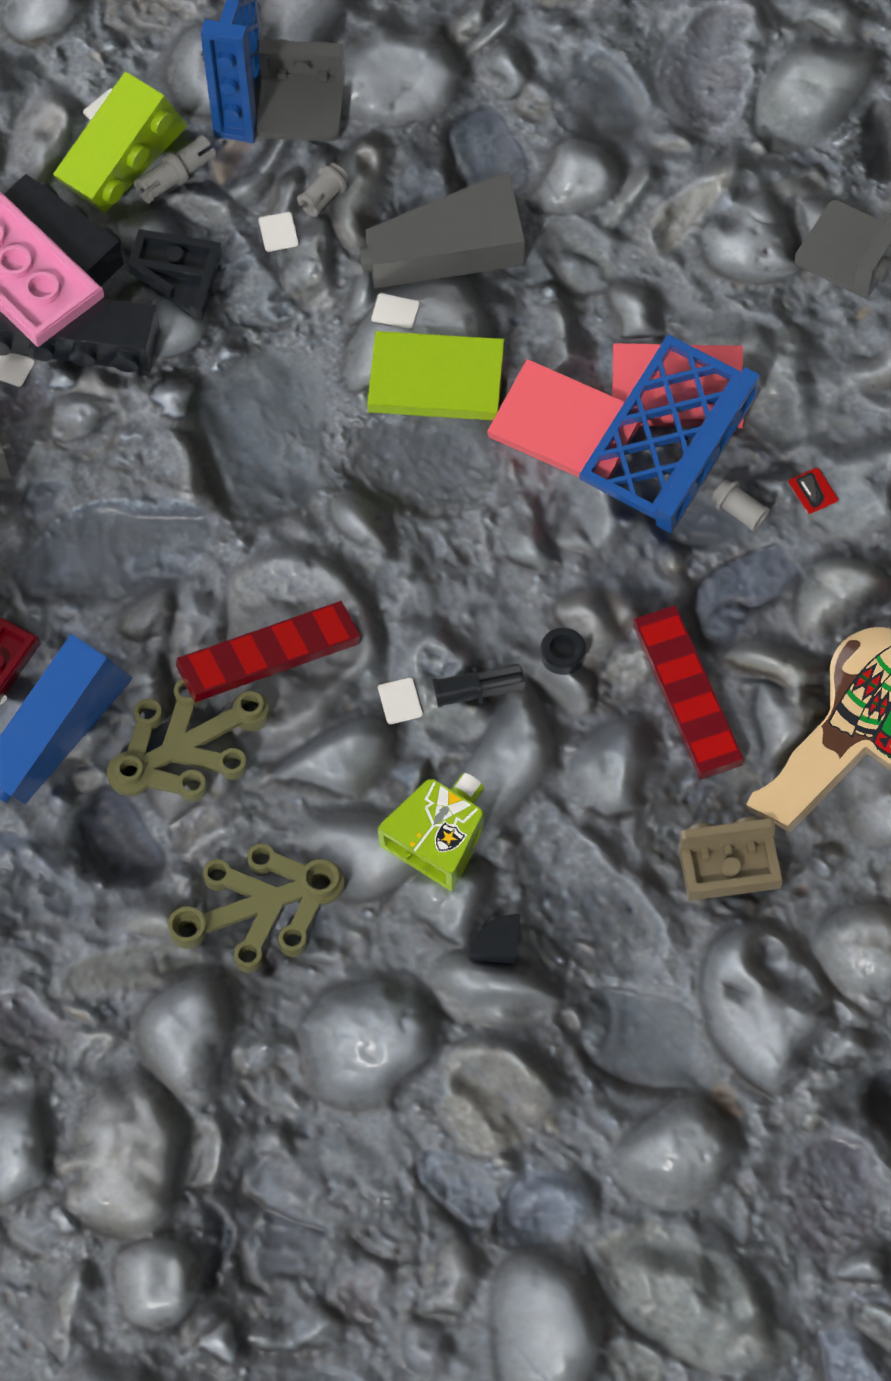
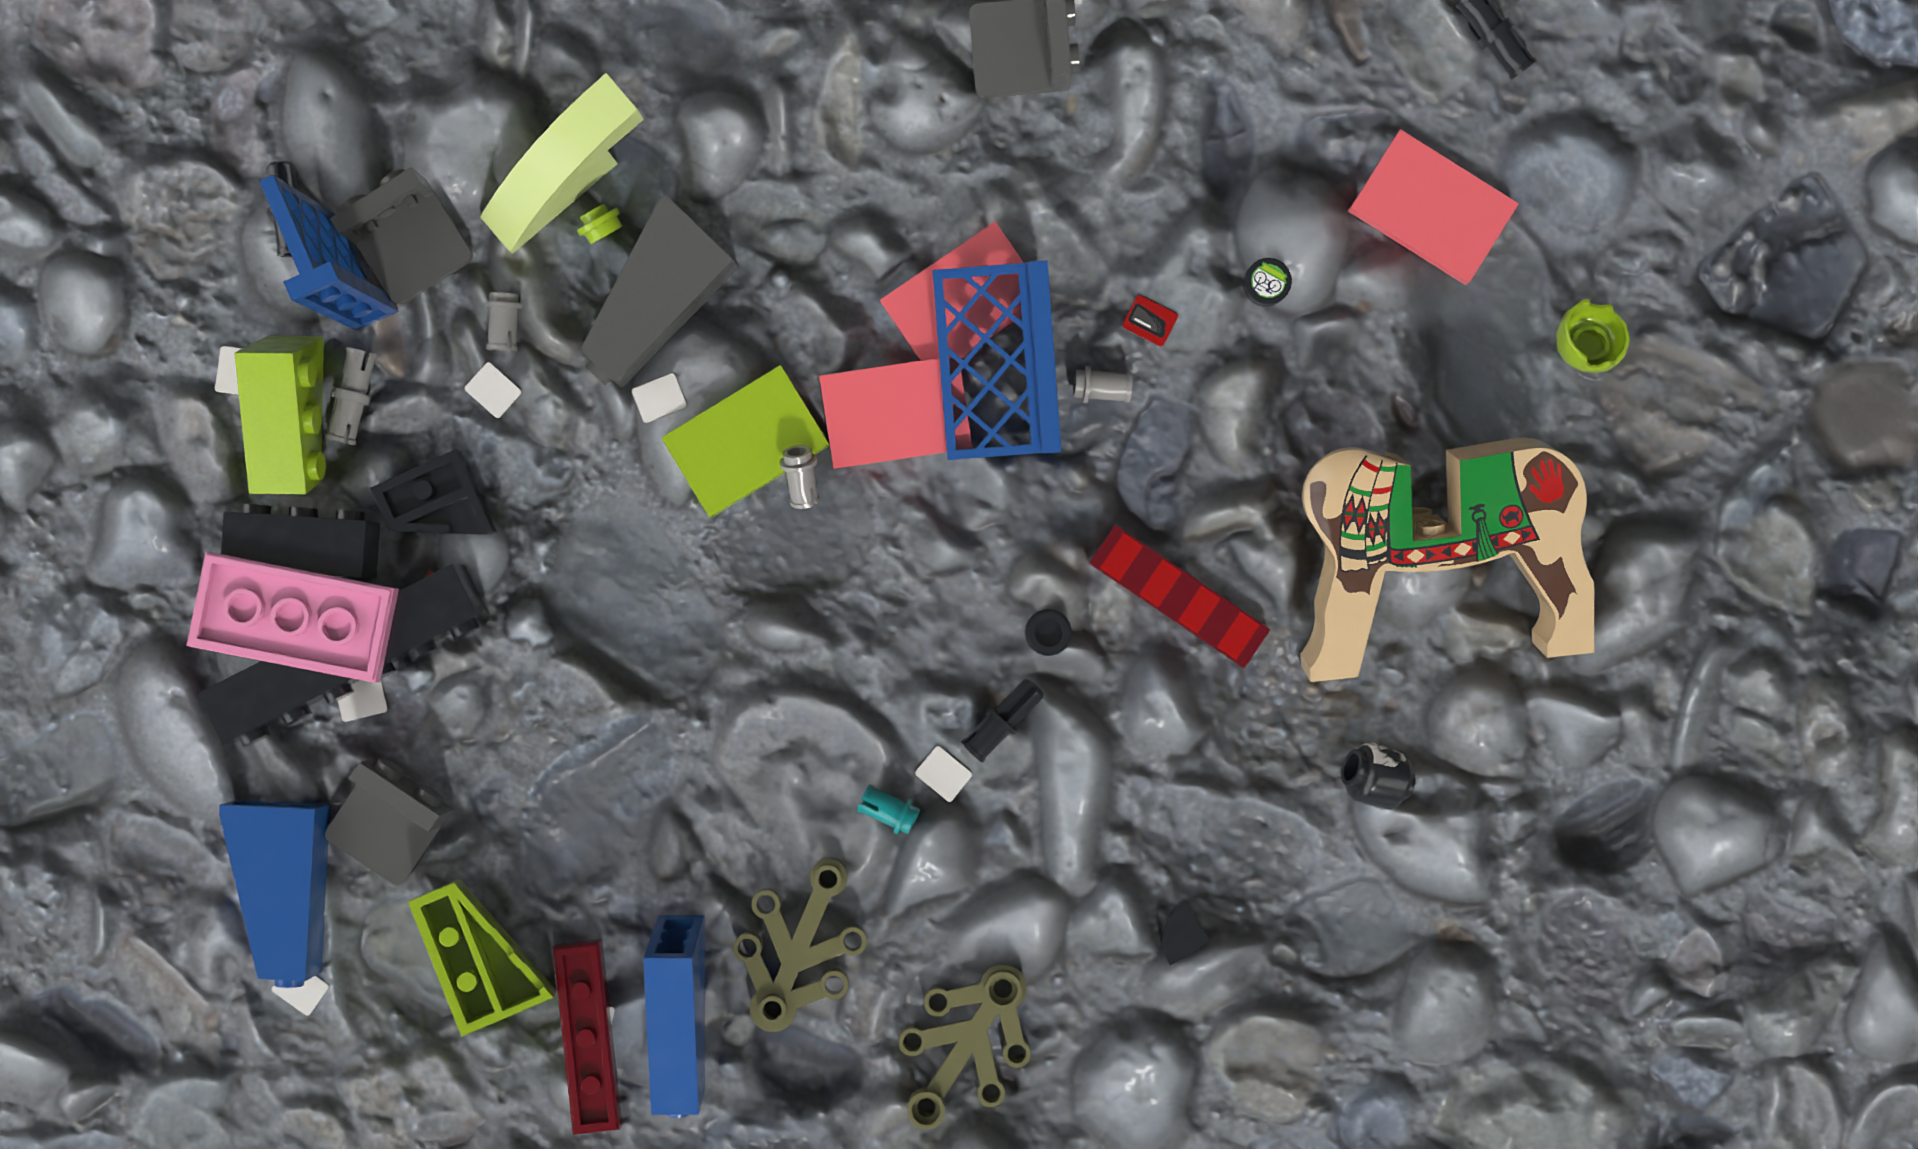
camera: 40 degrees left, 25 degrees up
(267, 651) = (805, 819): dark red tile -> none
(342, 699) = (888, 809): none -> teal pin
(436, 829) = (1066, 877): lime torso -> none
(446, 170) = (599, 223): none -> lime plate
(450, 112) = (561, 163): none -> yellowish green slope
(458, 417) = (799, 468): none -> light grey pin
(729, 858) = (1324, 733): dark tan bracket -> none
(751, 921) = (1378, 776): none -> black head

